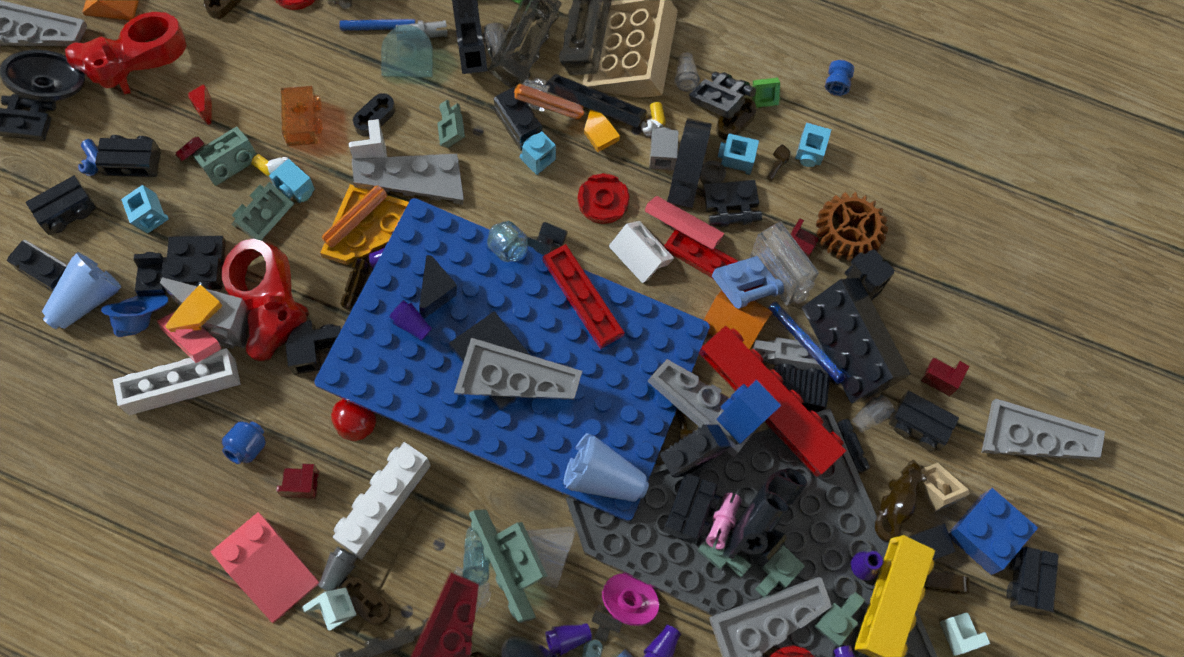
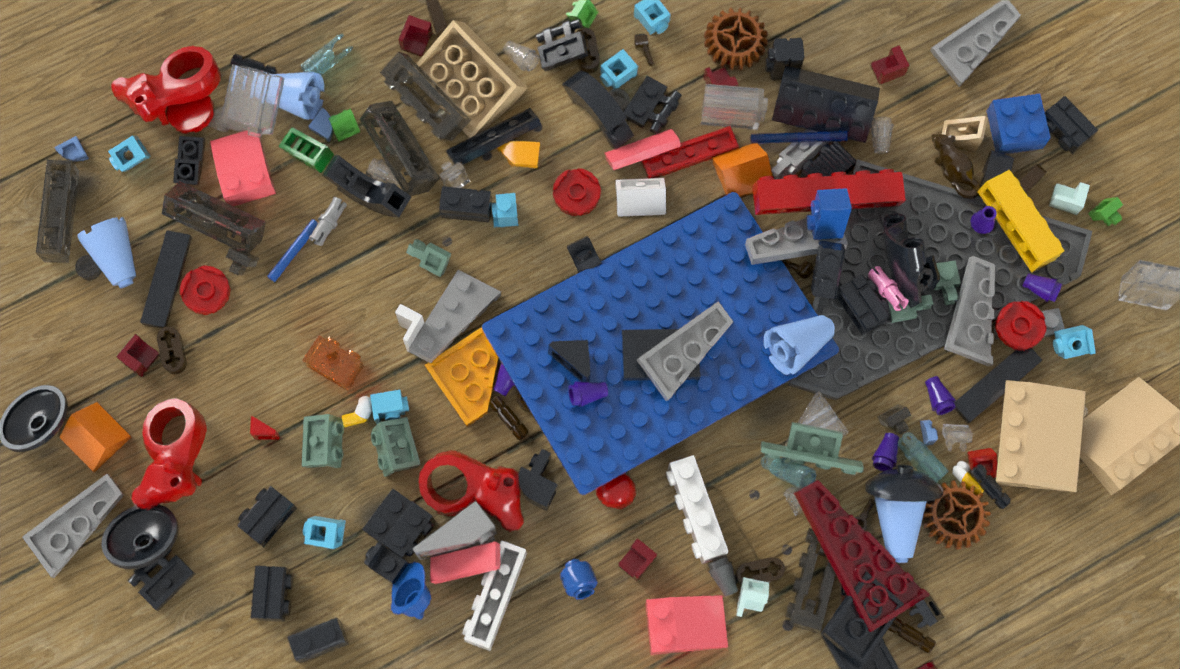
camera: 50 degrees left, 5 degrees up
(78, 292) = (362, 624): light blue cone -> none
(88, 166) = (244, 545): blue arm -> none
(189, 148) = (295, 464): dark red tile -> none
(194, 311) = (460, 540): light orange slope -> none
(354, 216) = (457, 379): orange axle -> none
(372, 112) = (368, 308): black beam -> none
(407, 53) = (341, 246): clear light blue tile -> none
(507, 241) = (575, 281): clear light blue head -> none
(548, 101) = (472, 172): orange axle -> none
(583, 296) = (653, 261): red tile -> none
(630, 600) = (892, 392): dark pink dish -> none
(657, 120) = (544, 108): arm -> none
(663, 149) = (572, 119): light grey brick -> none
(745, 275) = (719, 140): medium blue plate -> none
(837, 621) = (1006, 268): sand green plate -> none
(853, 445) = (893, 164): black axle -> none
(923, 421) = (912, 106): black brick -> none

